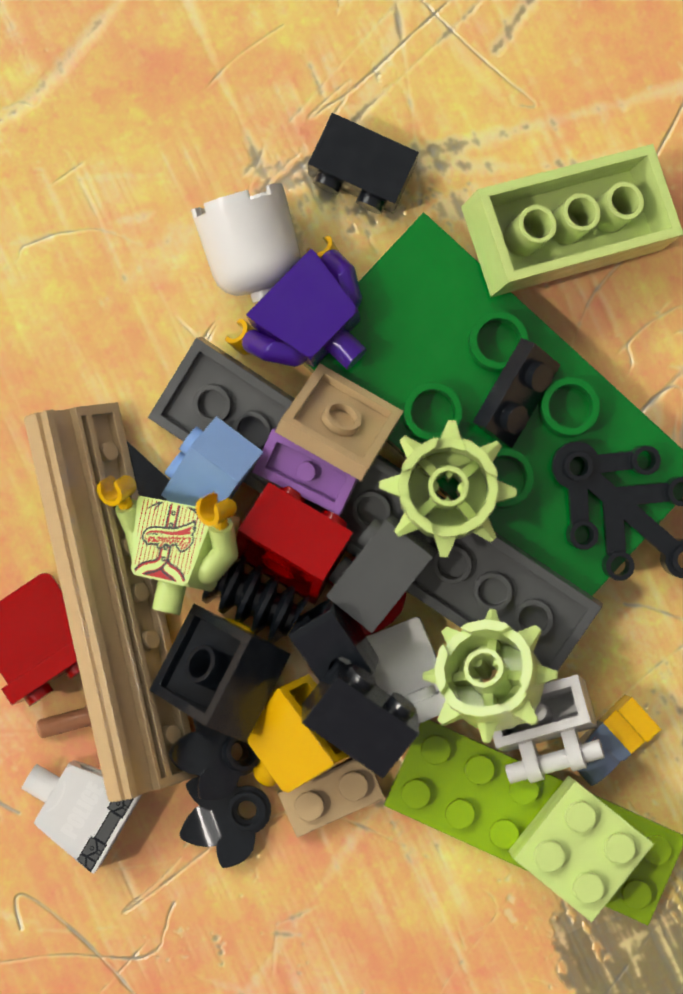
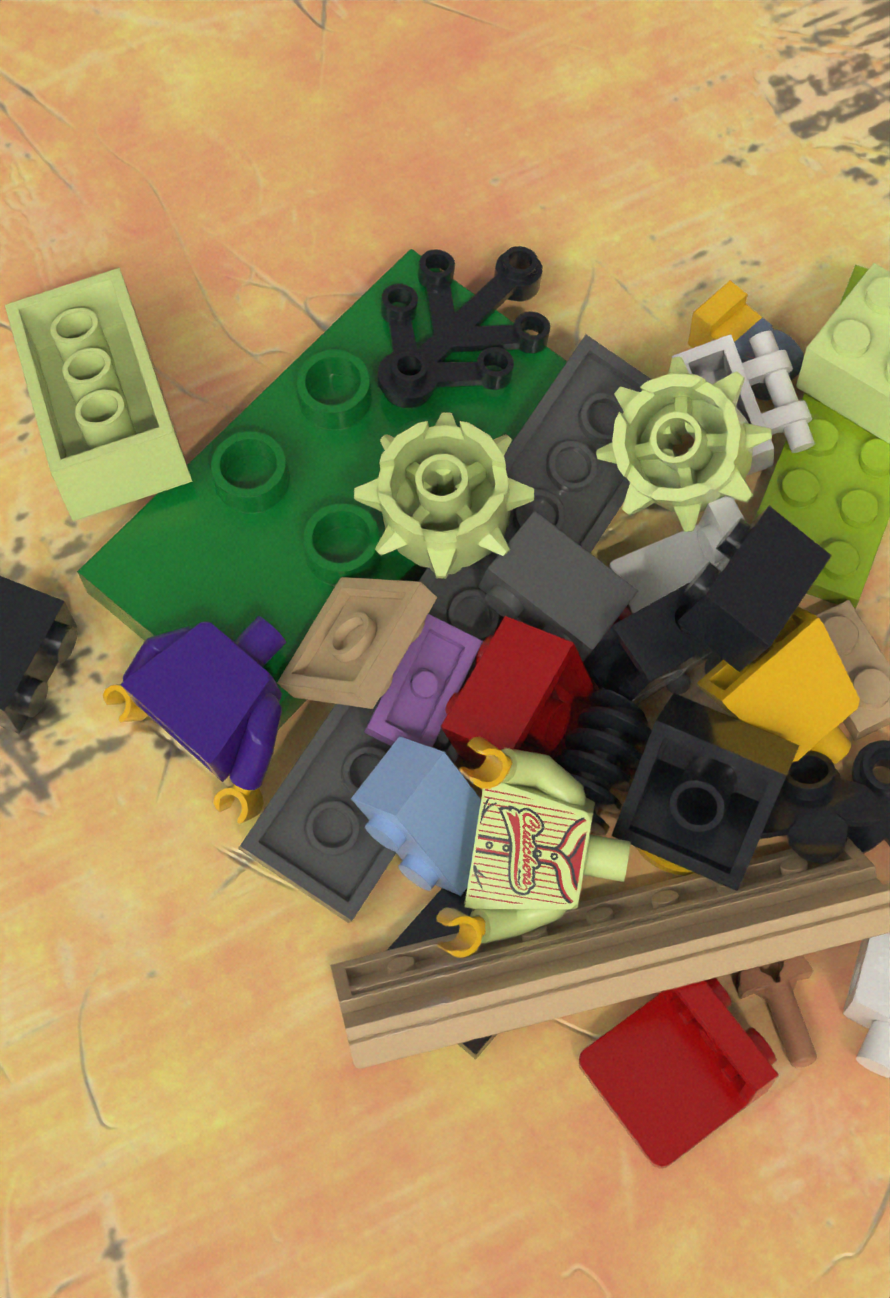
camera: 85 degrees left, 20 degrees down
(248, 240) = (110, 783): white cylinder -> none
(516, 393) = (331, 447): black plate -> none

